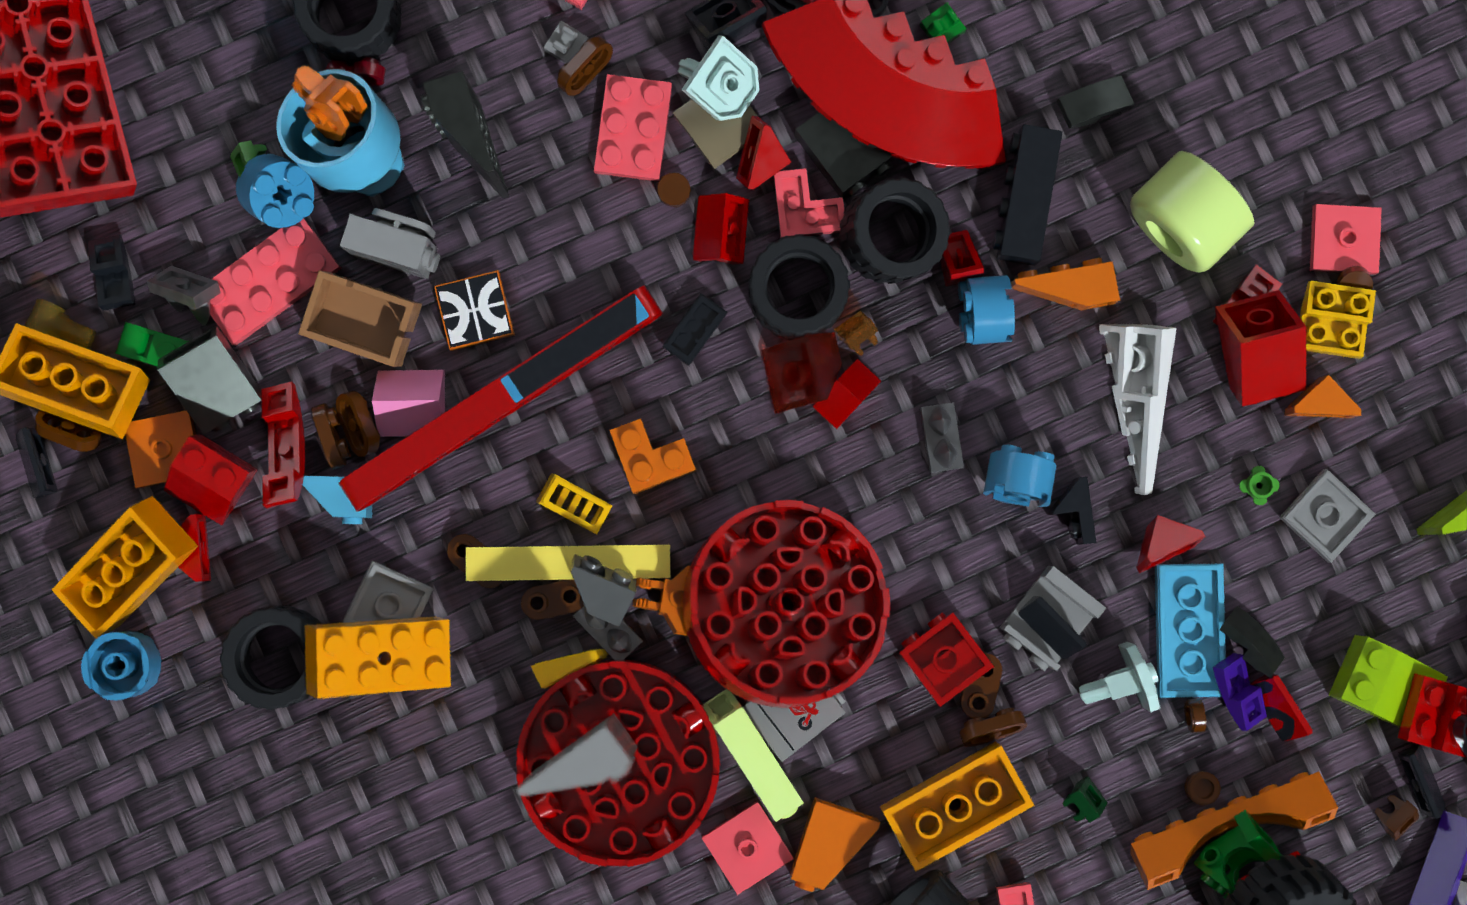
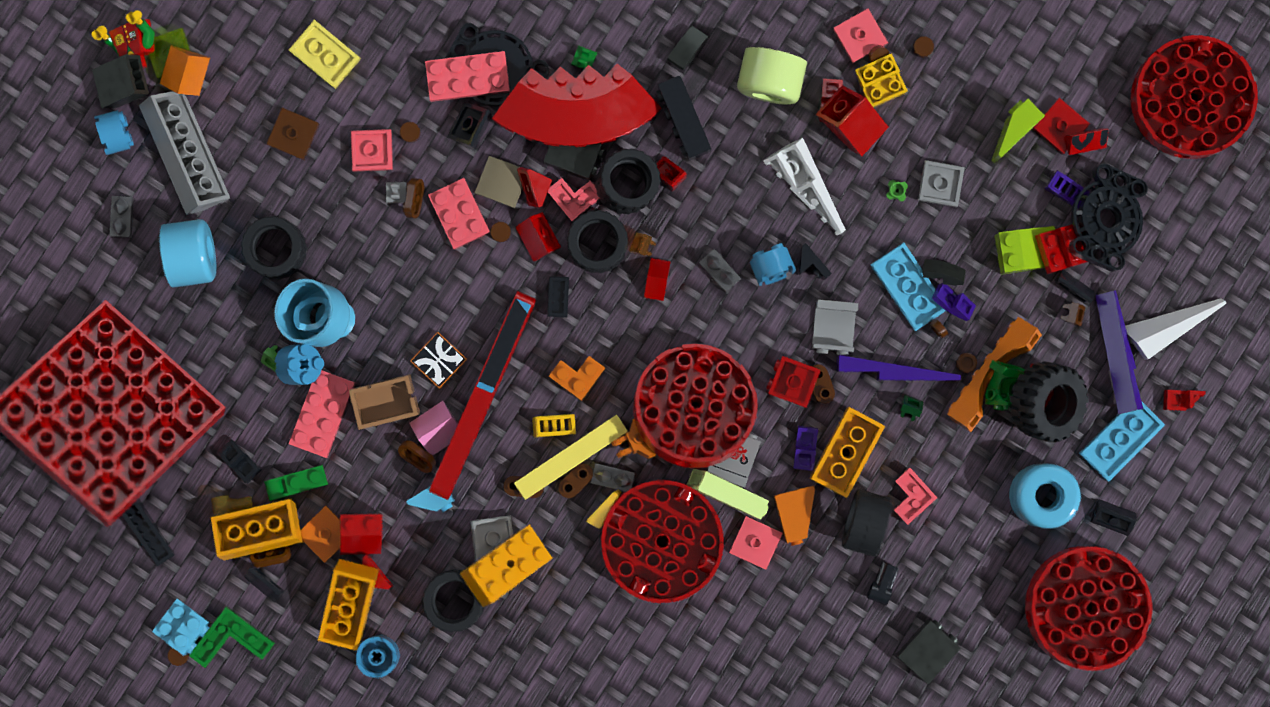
camera: 25 degrees left, 0 degrees up
(184, 289) = (284, 444): flat silver tile -> none
(210, 380) = (328, 482): brick -> none
(285, 445) = (387, 491): red slope -> none
(329, 102) = (299, 301): orange hinge -> none
(335, 449) = (414, 476): reddish brown plate -> none
(367, 68) = (303, 272): dark red plate -> none
(392, 242) = (376, 352): light grey brick -> none
(461, 119) = (370, 267): pearl dark grey slope -> none
(590, 760) = (647, 543): light grey slope -> none
(603, 590) = (599, 459): dark grey slope -> none
(722, 81) = (491, 161): light aqua piece -> none
(802, 370) = (626, 282): clear red slope -> none
(901, 761) = (805, 448): none -> dark purple slope
(982, 731) = (840, 402): reddish brown plate -> none
(988, 310) = (700, 191): dark azure brick -> none
(1051, 627) = (837, 331): black slope -> none
(1078, 287) = (739, 149): orange slope -> none
(1090, 732) = (890, 371): none -> dark purple slope
(1134, 678) = (896, 328): light aqua piece -> none
(1166, 540) = (867, 249): red slope -> none
(1281, 709) = (980, 297): red slope -> none
(1324, 399) = (901, 126): orange slope -> none
(1423, 310) = (923, 47): none -> reddish brown tile

